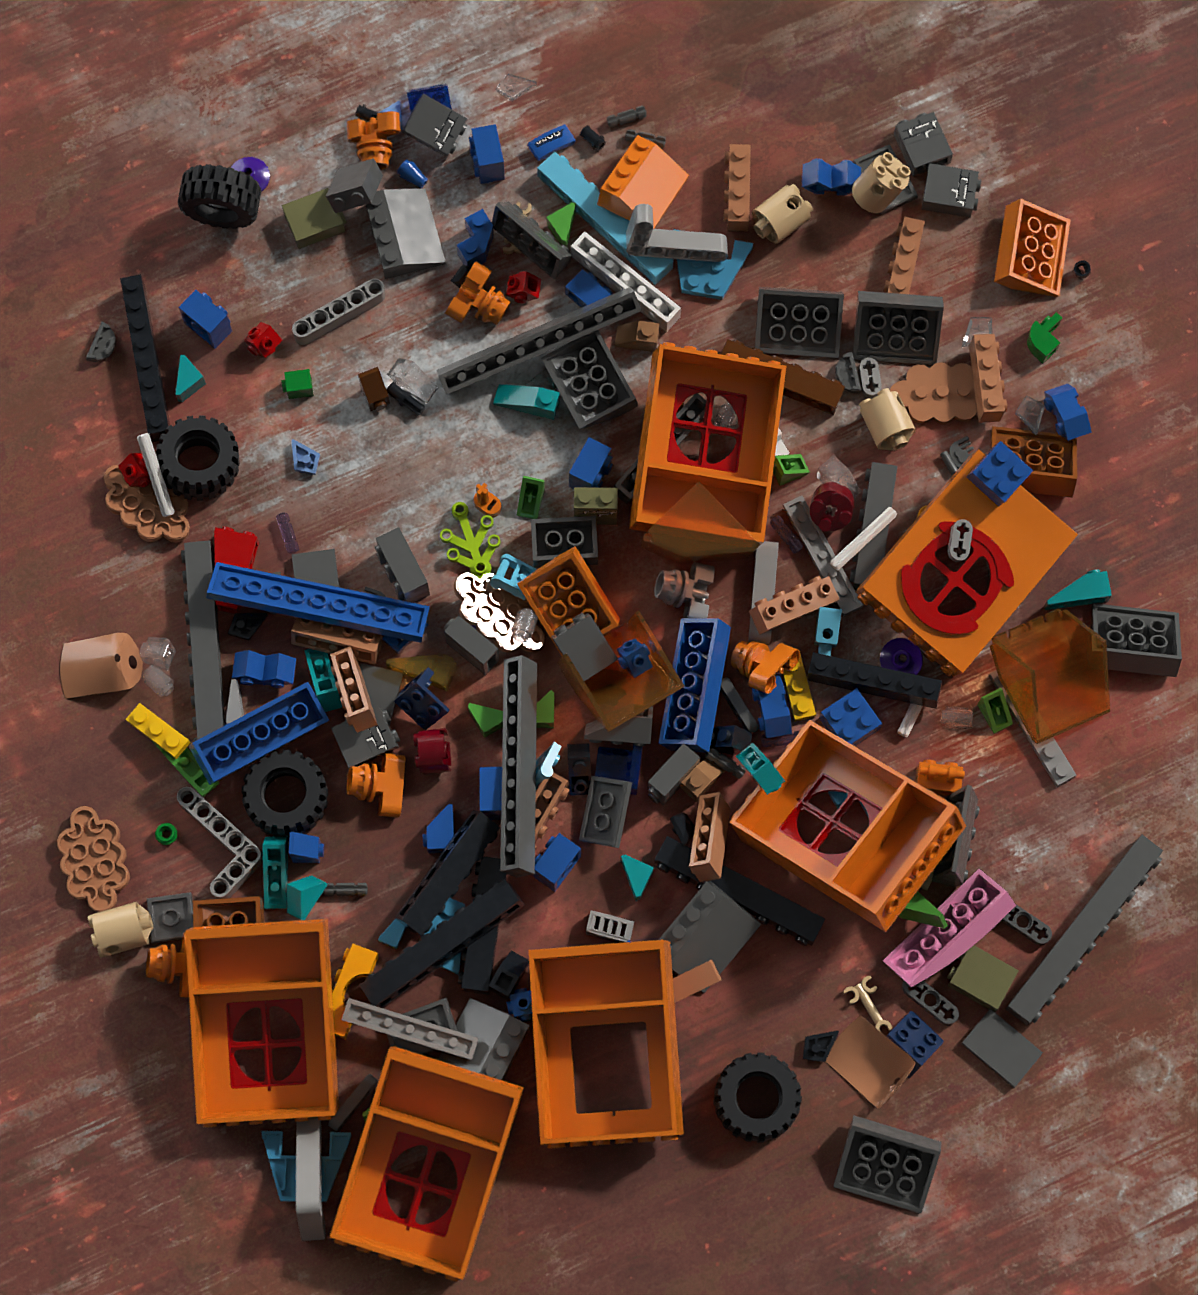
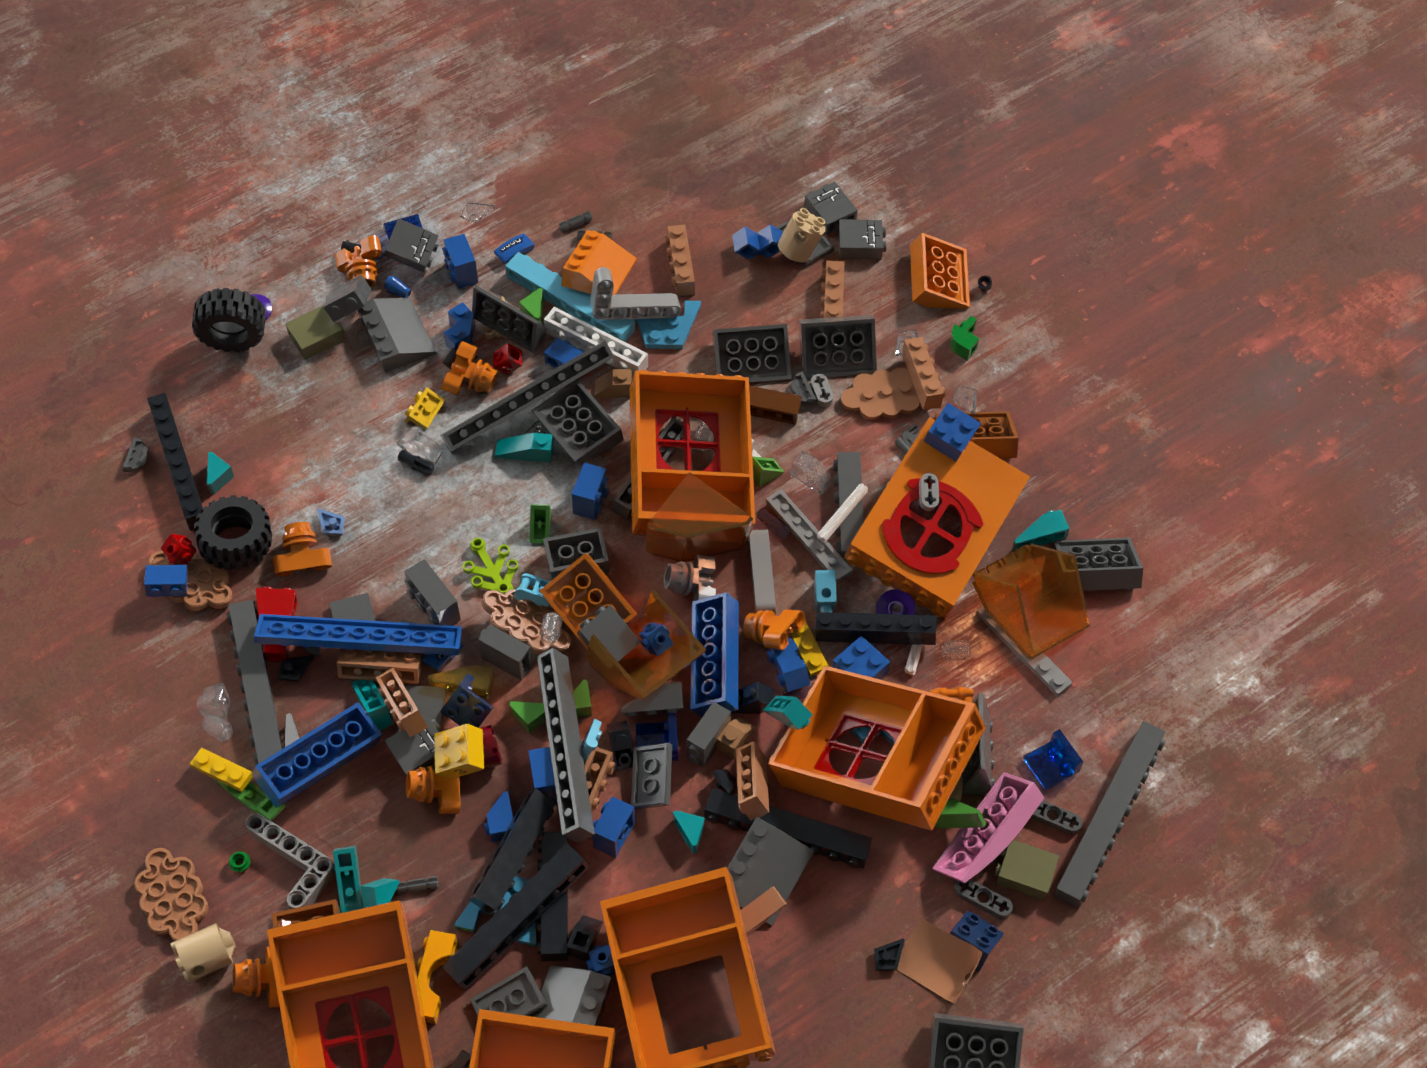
camera: 10 degrees left, 15 degrees down
(91, 667) = (157, 724): nougat piece -> none
(120, 506) = (166, 580): none -> blue brick
(155, 474) = (195, 549): white axle -> none
(170, 916) = (250, 936): flat silver tile -> none
(205, 318) = (227, 420): blue brick -> none
(262, 340) = (281, 431): red brick -> none
(264, 670) = (313, 704): blue brick -> none
(267, 477) = (299, 539): none -> orange beam
(274, 767) = (344, 782): black tyre -> none
(287, 532) = (323, 586): clear purple axle -> none
(298, 384) = (317, 463): green brick -> none
(305, 848) = (374, 852): blue slope -> none
(334, 320) = (355, 396): light grey beam -> none
(374, 389) = (386, 455): reddish brown slope -> none
(406, 757) = (459, 751): none -> yellow brick
(410, 1029) = (497, 998): light grey plate -> none
(423, 333) = (425, 408): none -> yellow bracket
(484, 498) = (498, 532): orange piece -> none
(593, 138) = (553, 242): black pin -> none
(598, 503) = (602, 515): olive brick -> none
(612, 919) = (665, 871): light grey slope -> none
(725, 763) = (754, 719): dark grey axle -> none
(738, 706) = (756, 669): dark grey beam -> none
(775, 1071) = (840, 982): black tyre -> none
(781, 214) = (721, 273): tan cylinder -> none
(793, 605) = (789, 576): nougat brick -> none
(828, 517) = (806, 502): dark red brick -> none
(861, 991) = (918, 900): tan bar -> none
(887, 420) = (844, 417): tan cylinder -> none
(995, 710) = (987, 638): bright green slope -> none
(1002, 1048) = (1058, 930): dark grey tile -> none
(1035, 862) = (1054, 761): none -> clear blue bracket
(1071, 418) = (1002, 394): blue brick -> none

